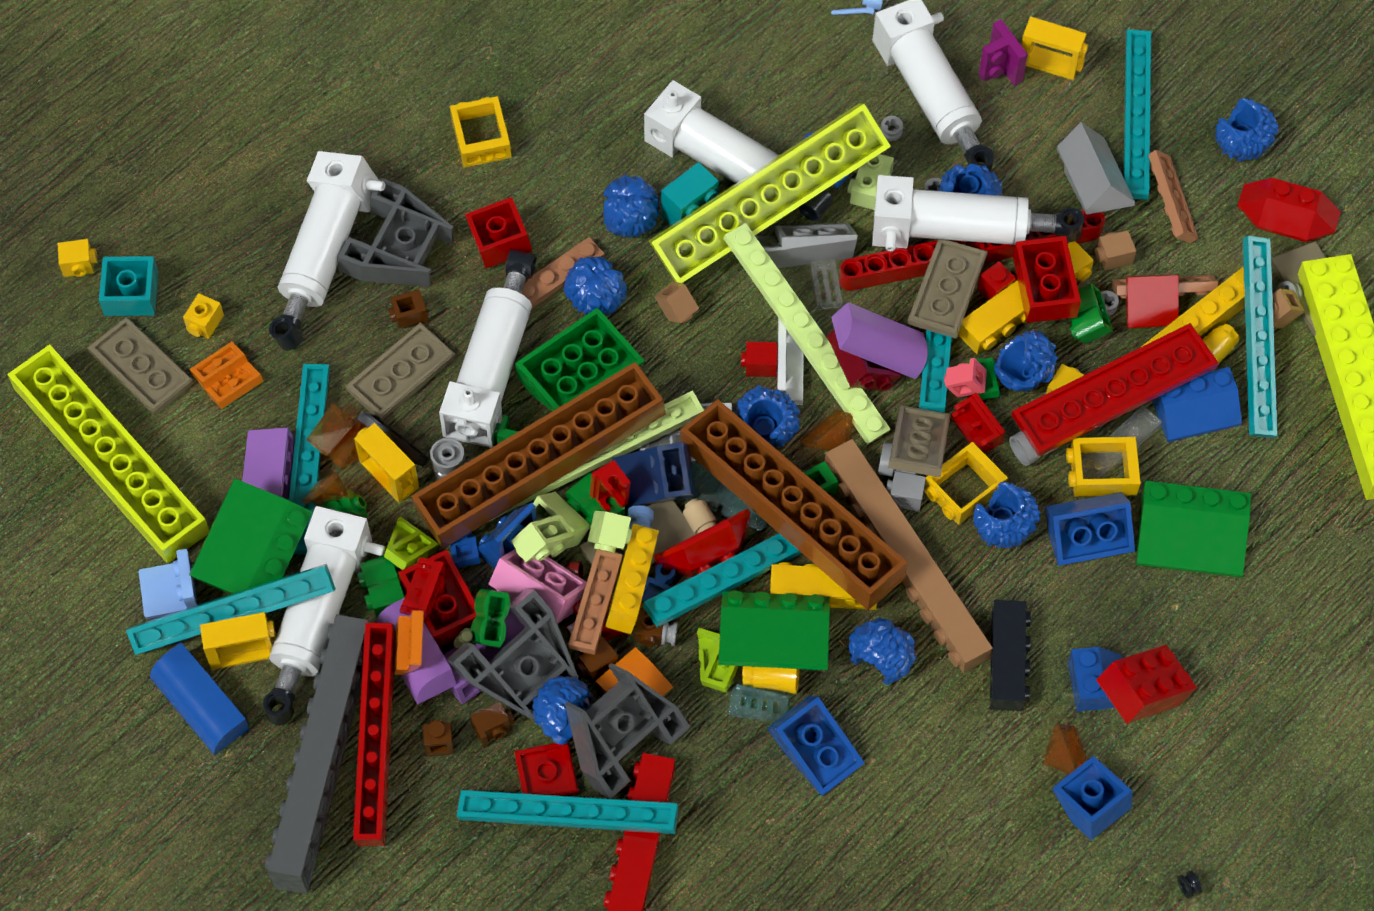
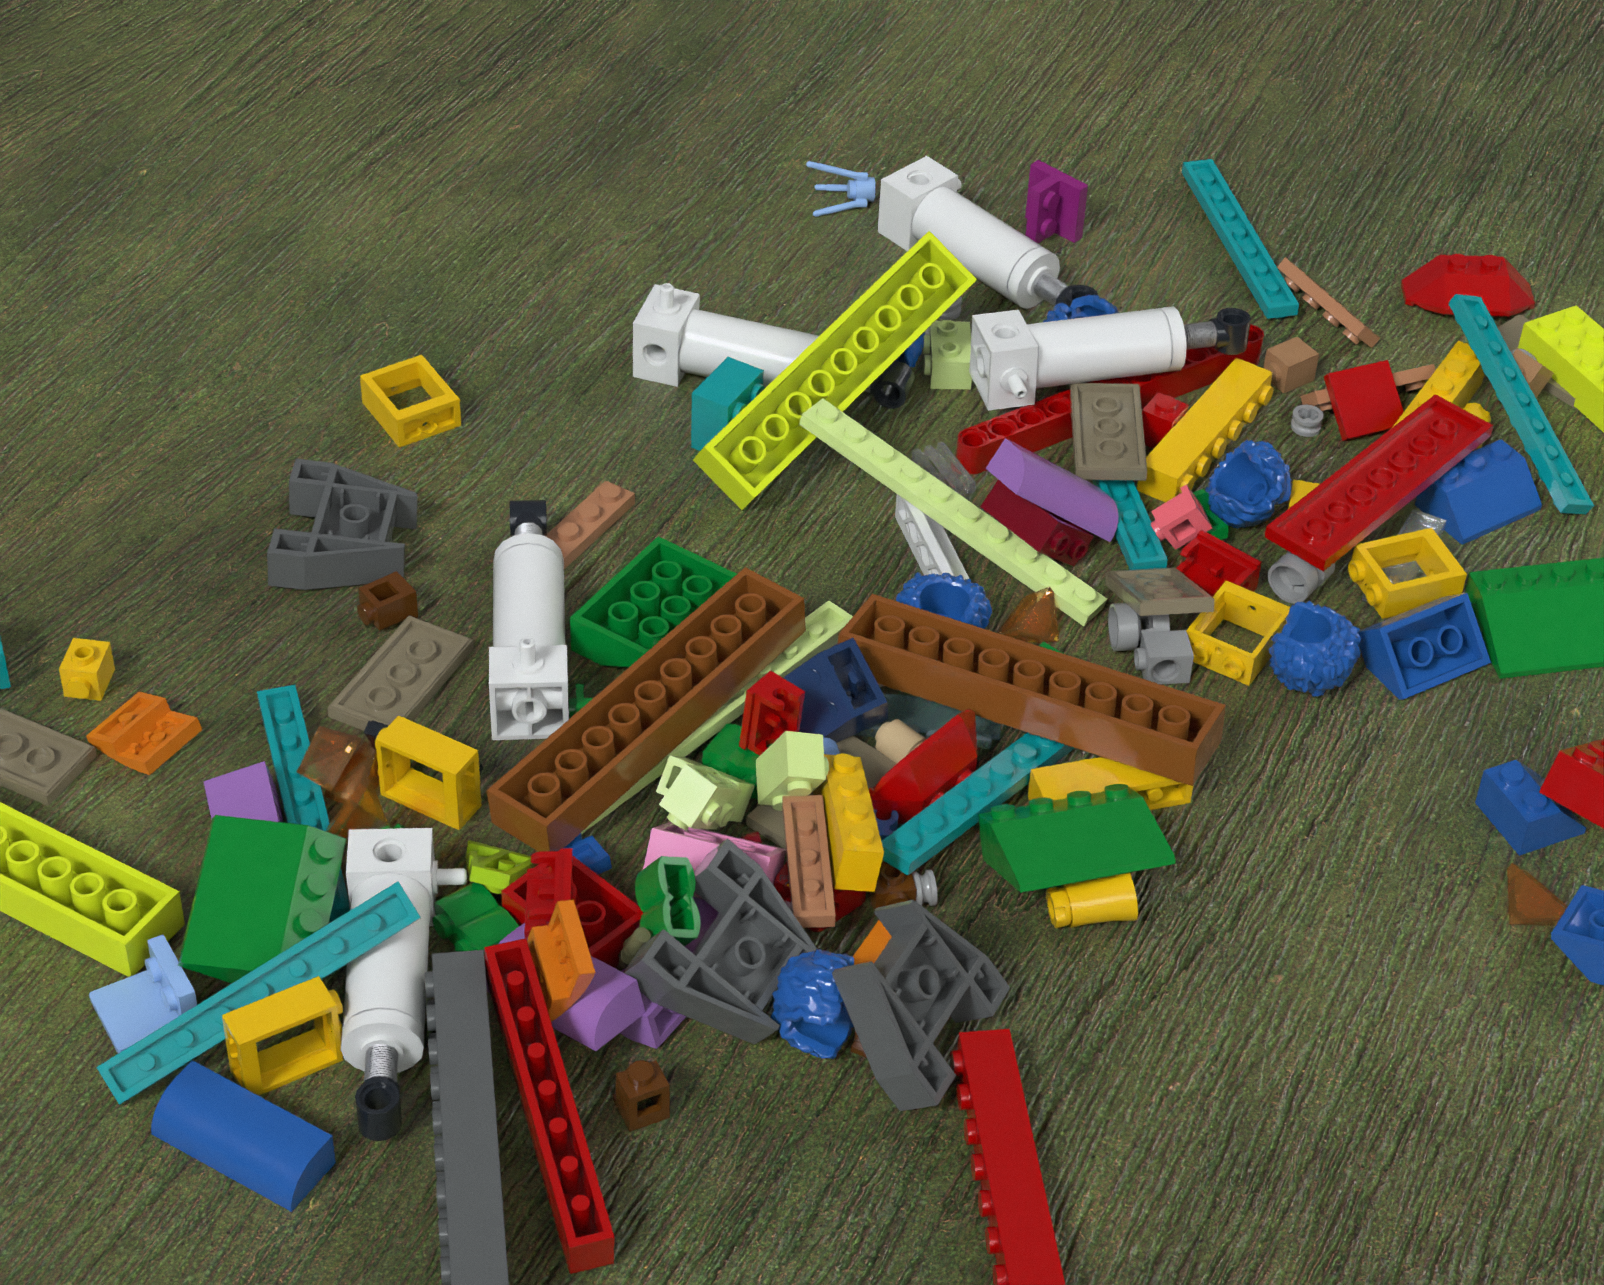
camera: 20 degrees left, 20 degrees down
(340, 189) = (243, 489): white piece -> none
(446, 456) = (511, 743): light grey wheel -> none
(492, 723) = (713, 1057): reddish brown brick -> none
(497, 231) = (478, 492): red brick -> none
(499, 543) = (630, 835): blue slope -> none
(546, 770) = (820, 1105): red tile -> none
(568, 811) = (882, 1133): teal plate -> none
(595, 284) = (637, 515): blue hair -> none
(596, 665) = (843, 938): reddish brown brick -> none
(630, 206) = (650, 433): blue hair -> none
(676, 302) = (759, 520): medium nougat brick -> none
(712, 674) = (1003, 909): lime wing -> none
(750, 693) = (1063, 953): clear light blue slope -> none
(760, 359) = (898, 558): red brick -> none
(809, 243) = (907, 430): light grey slope -> none
(816, 744) = (1194, 969): blue slope -> none
(884, 647) = (1235, 819): blue hair -> none
(923, 578) = (1247, 750): medium nougat brick -> none
(1008, 655) = (1399, 807): black brick -> none
(1046, 279) = (1232, 390): red brick -> none
(1058, 38) = (1114, 166): yellow window -> none
(1092, 316) = (1293, 428): green brick -> none
(1093, 171) = (1208, 287): light grey slope -> none
(1248, 131) = (1381, 221): blue hair -> none

